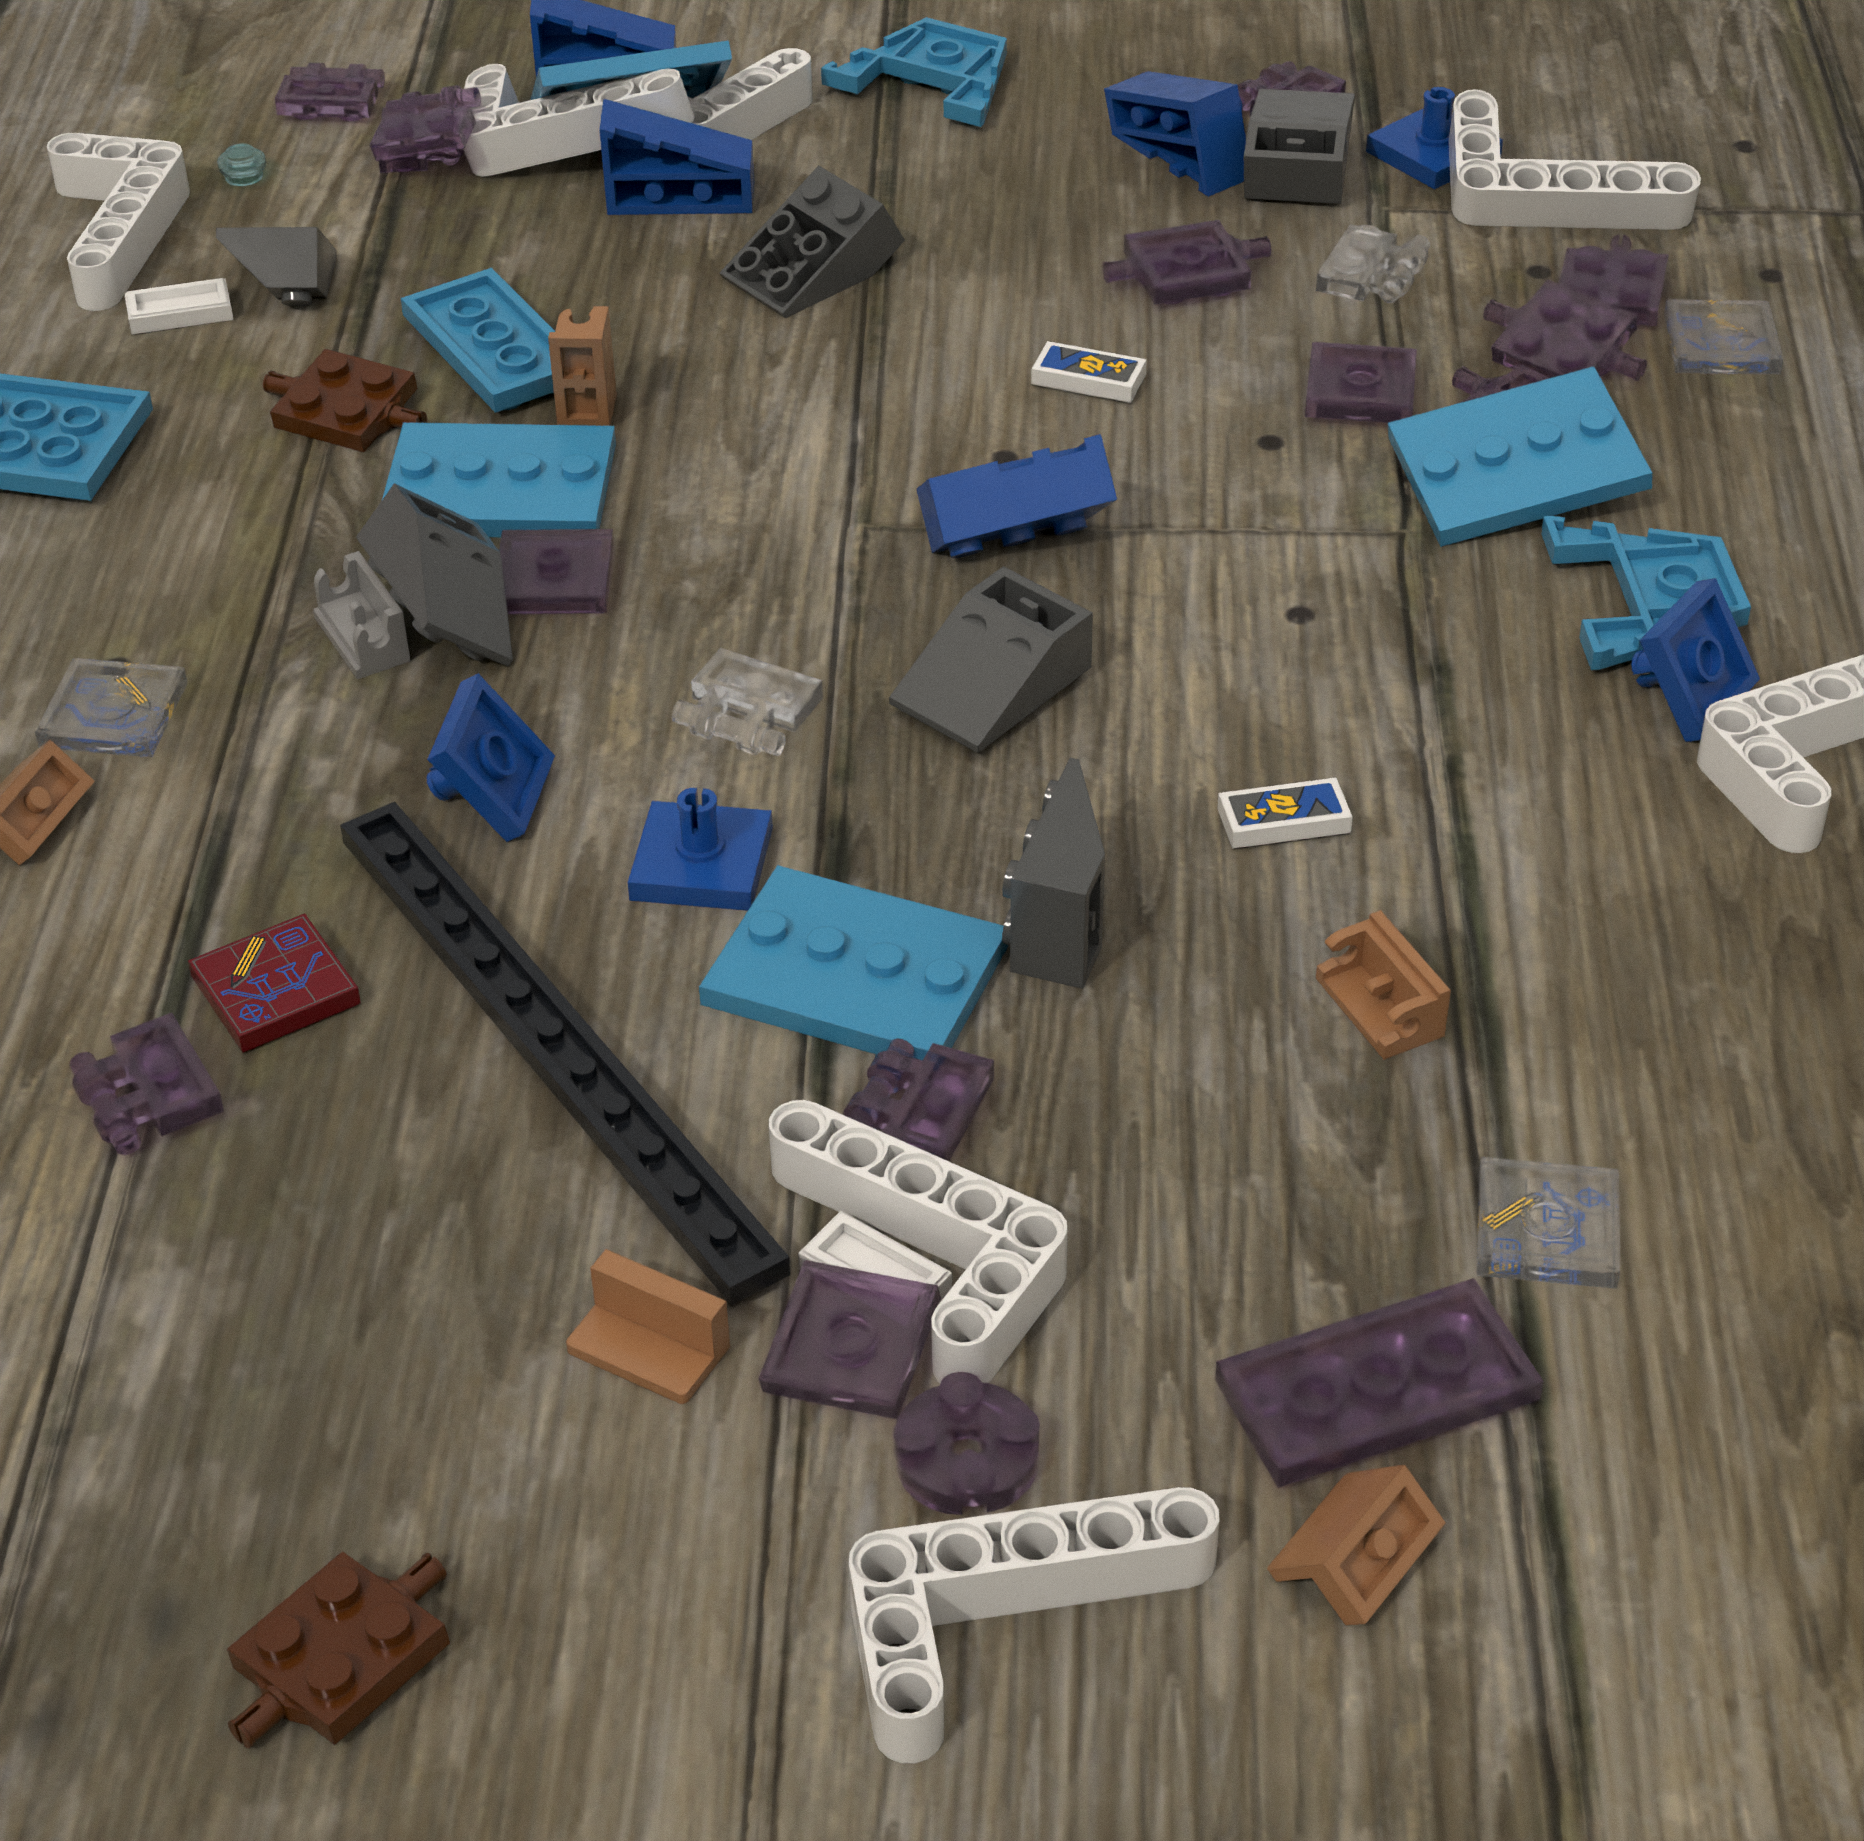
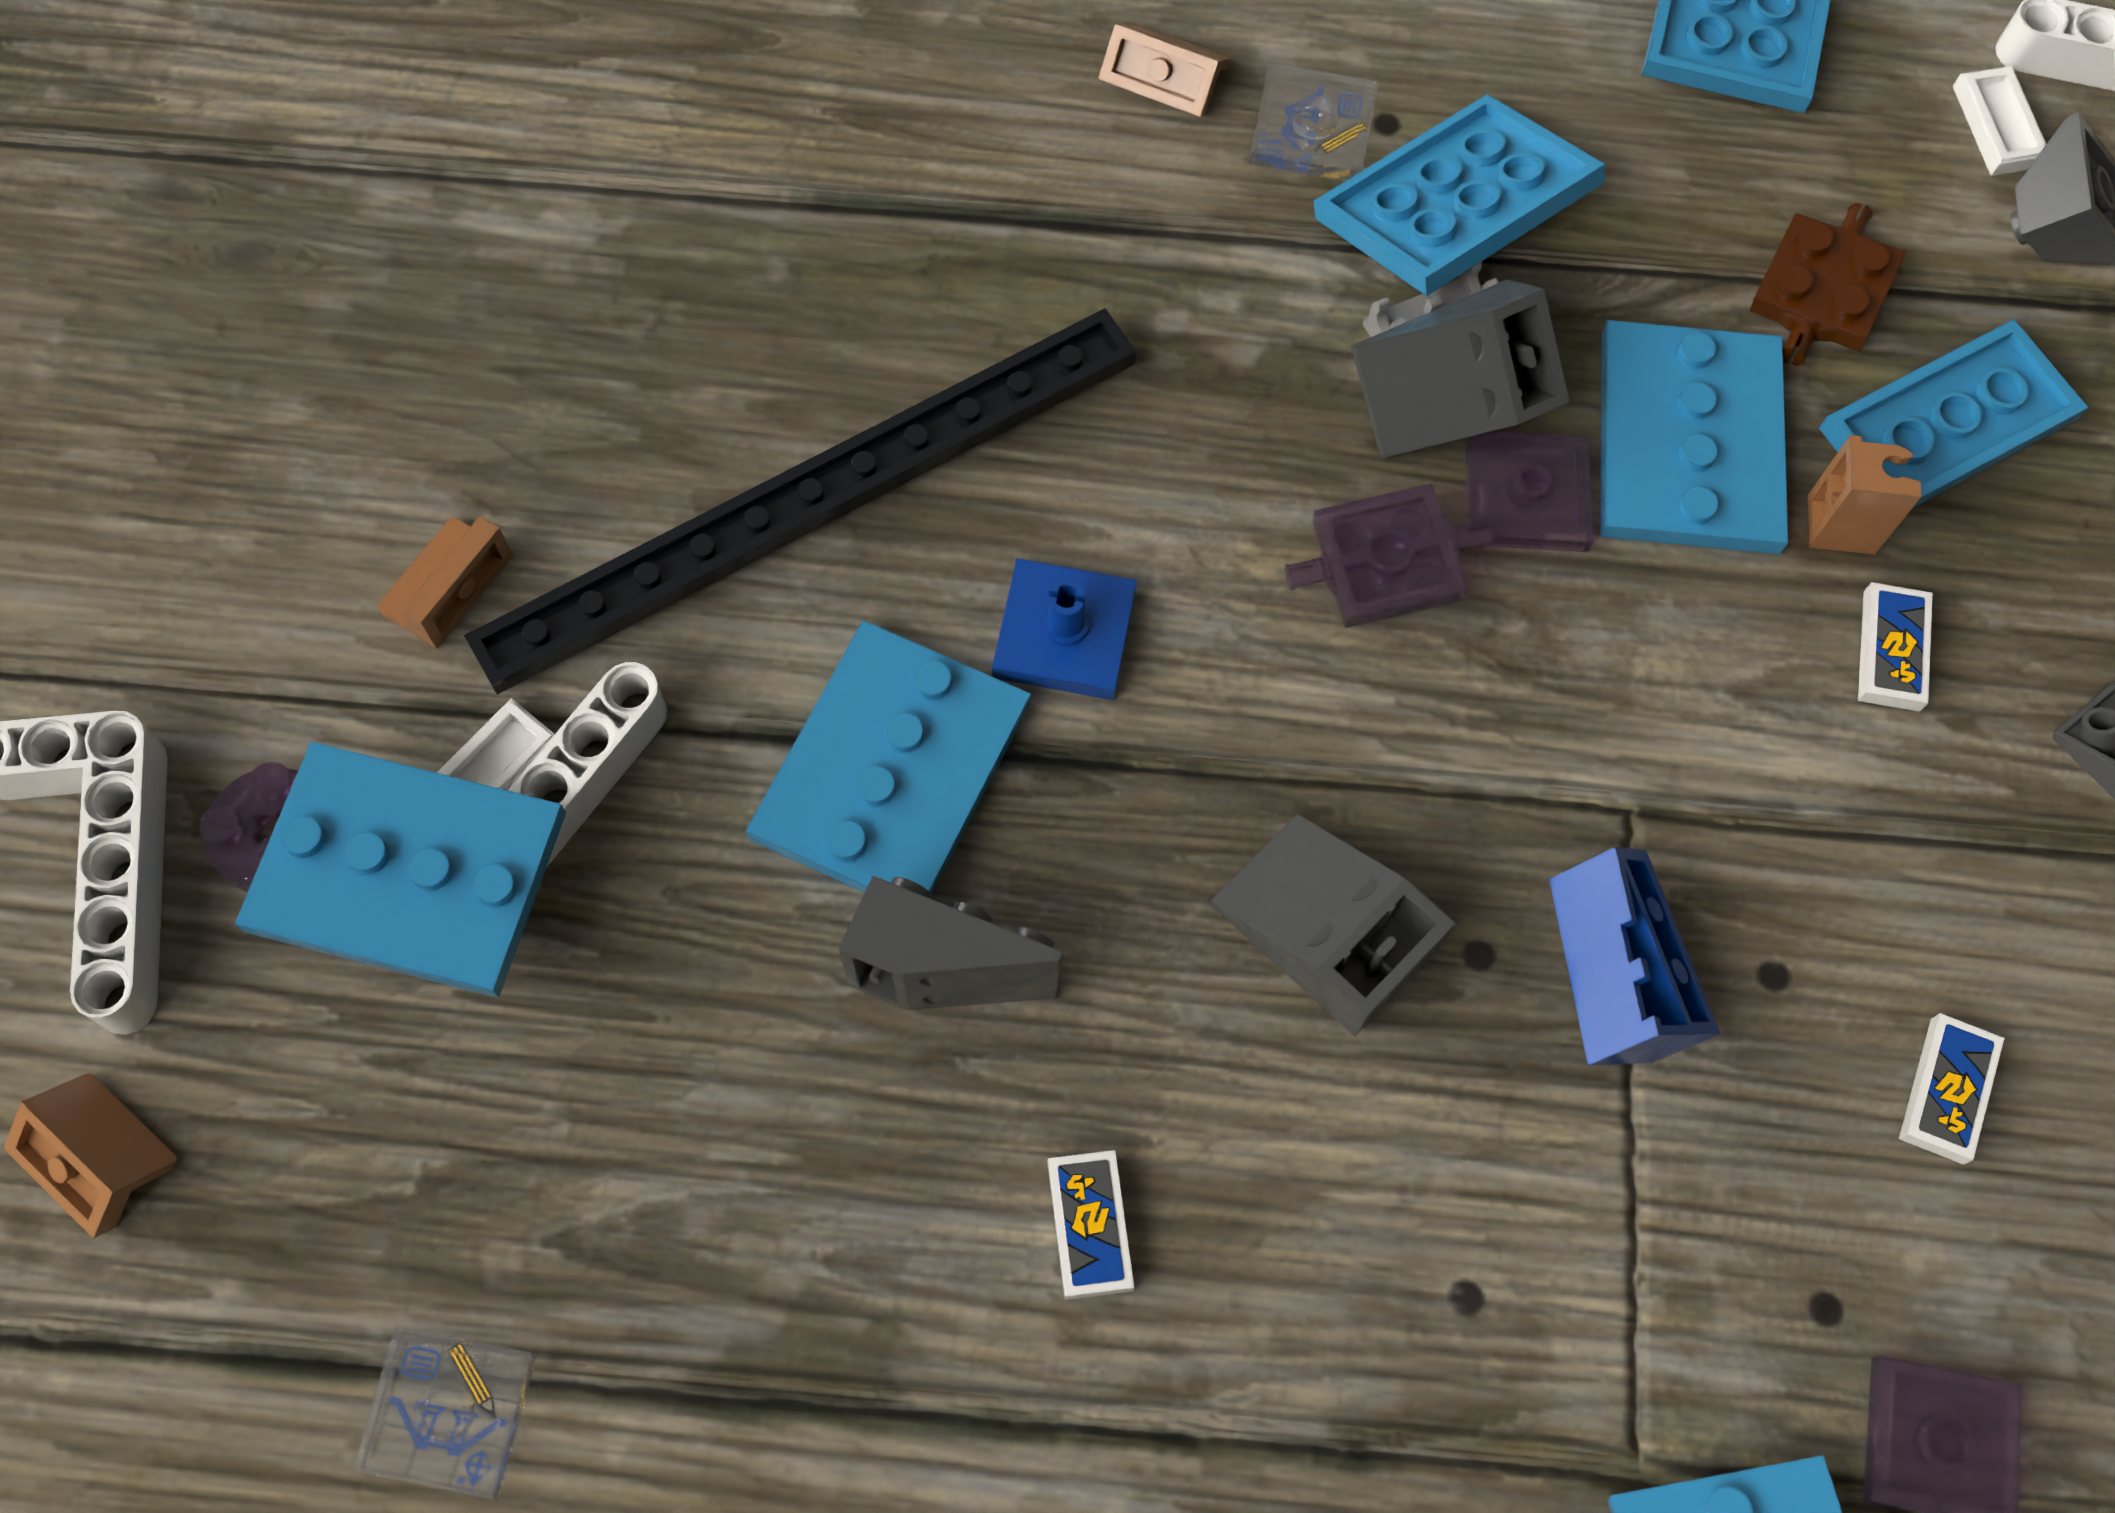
camera: 90 degrees right, 25 degrees up
(166, 1078) = (799, 199): clear purple plate -> none
(230, 594) = (1458, 193): none -> dark azure plate
(274, 982) = (918, 277): dark red tile -> none
(337, 1648) = (173, 365): reddish brown plate -> none
(489, 759) = (1176, 423): blue tile -> none
(626, 643) = (1389, 555): none -> clear purple plate
(709, 381) = (1895, 647): none -> tile
(751, 688) = (1307, 684): clear plate -> none
(850, 1339) = (407, 720): plate -> none
(938, 1097) = (680, 827): clear purple plate -> none
(1021, 1268) = (402, 869): none -> dark azure plate
(1377, 1382) = (260, 1202): clear purple plate -> none
(1385, 986) = (785, 1290): medium nougat hinge -> none

